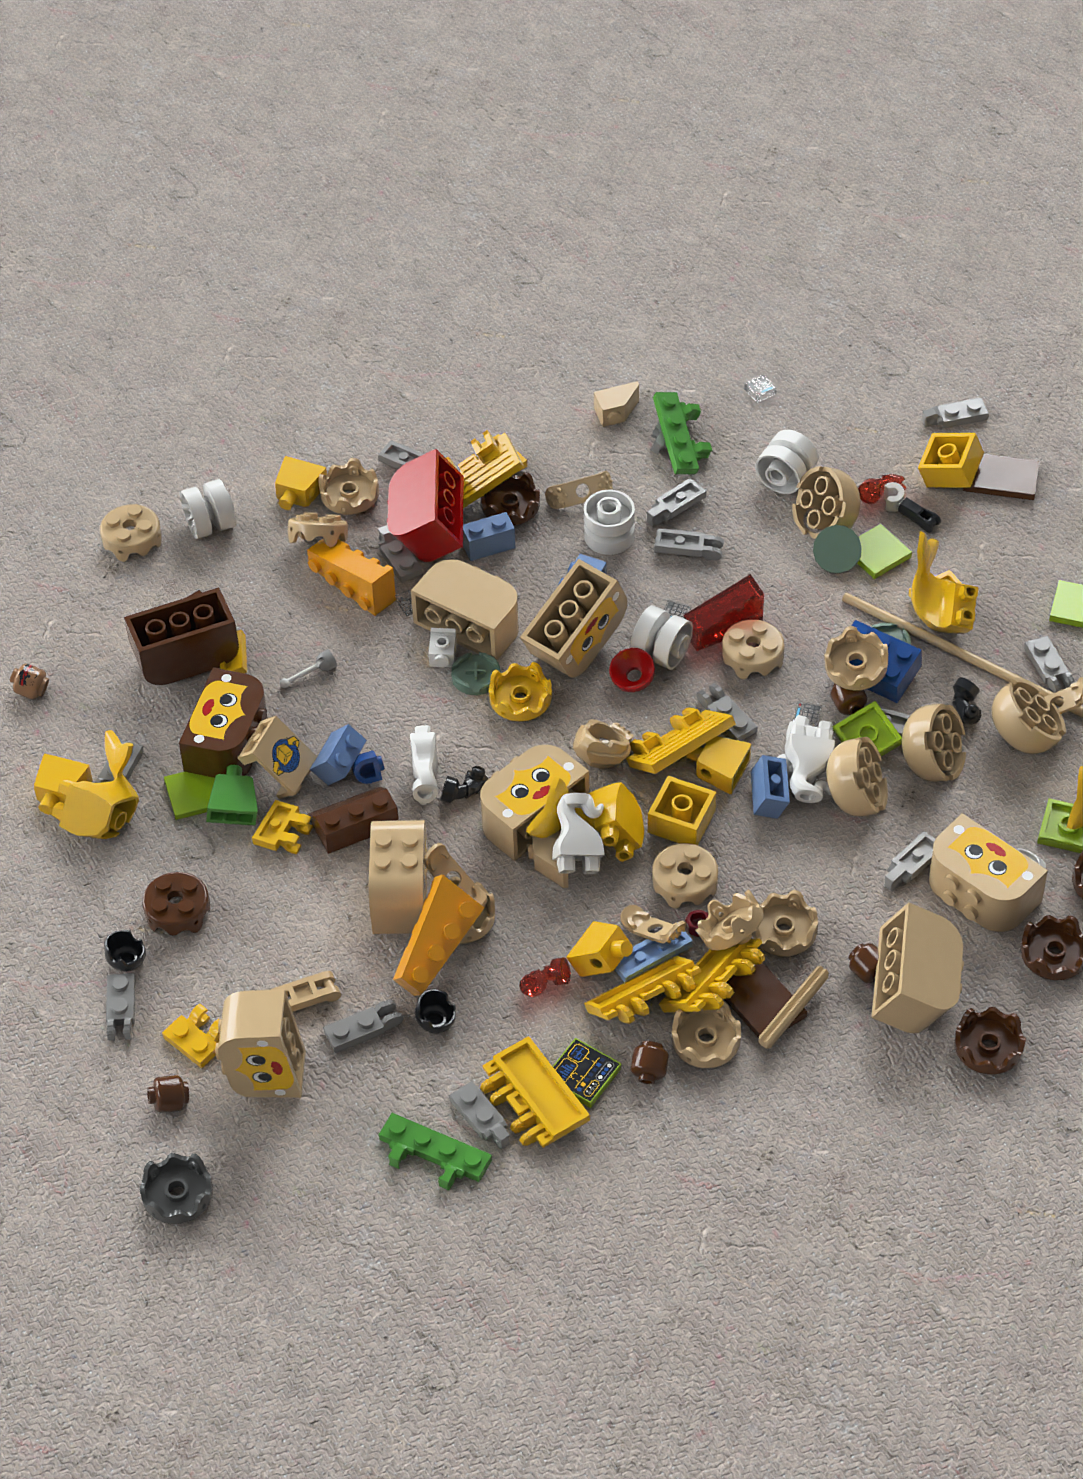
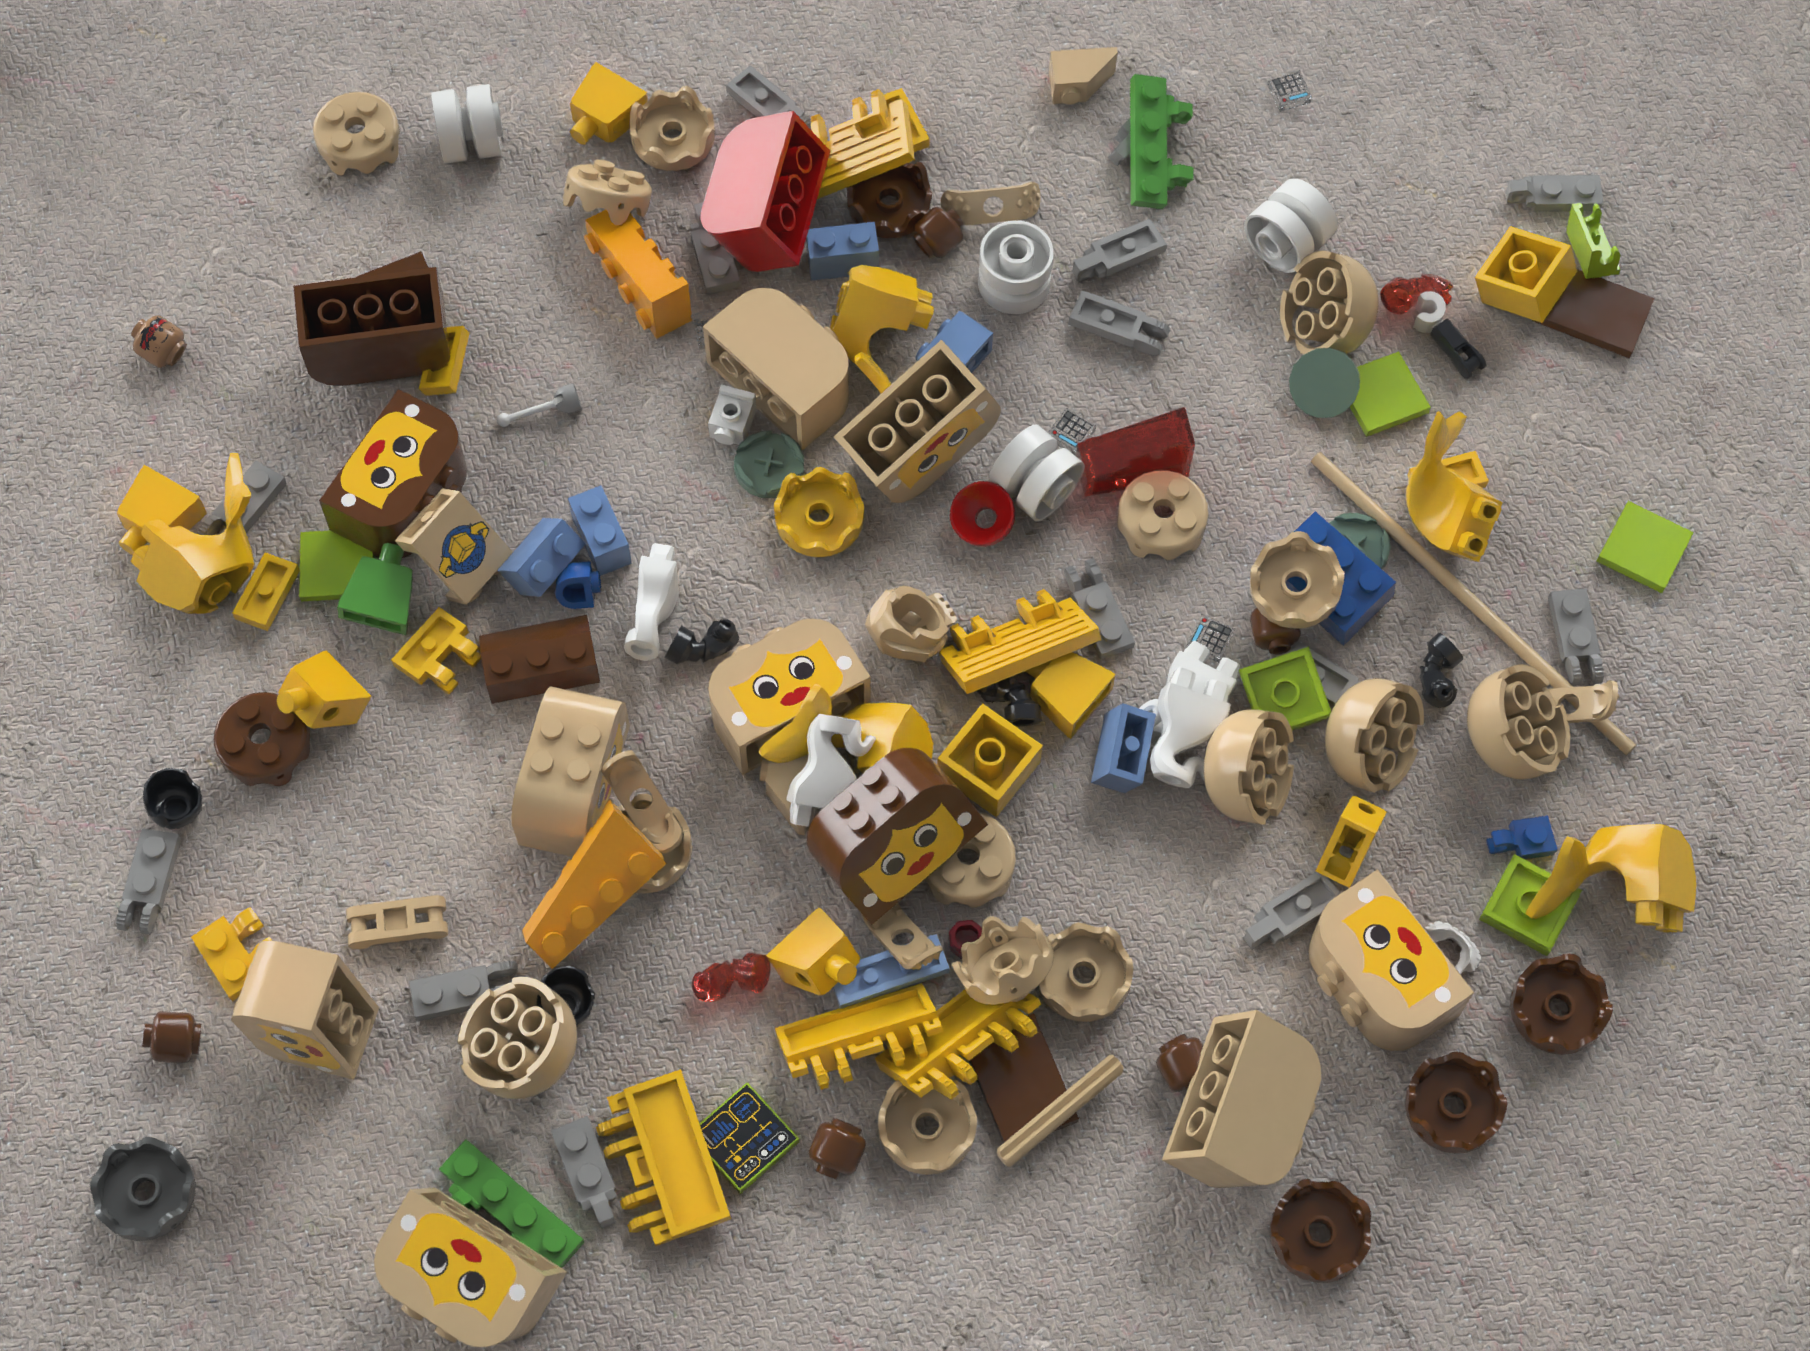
camera: 10 degrees right, 15 degrees up
(151, 816) = (266, 591): none -> yellow plate
(207, 862) = (322, 693): none -> yellow torso
(375, 729) = (600, 530): none -> medium blue brick
(411, 1040) = (513, 1043): none -> tan cylinder
(420, 1182) = (462, 1271): none -> brick
(520, 559) = (874, 301): none -> yellow hips
(550, 513) = (938, 232): none -> reddish brown head
(630, 859) = (892, 830): none -> reddish brown brick
(685, 770) = (1021, 710): none -> black arm
(938, 805) = (1355, 830): none -> yellow torso
(989, 438) = (1591, 243): none -> lime hinge
(1054, 787) = (1527, 836): none -> blue plate

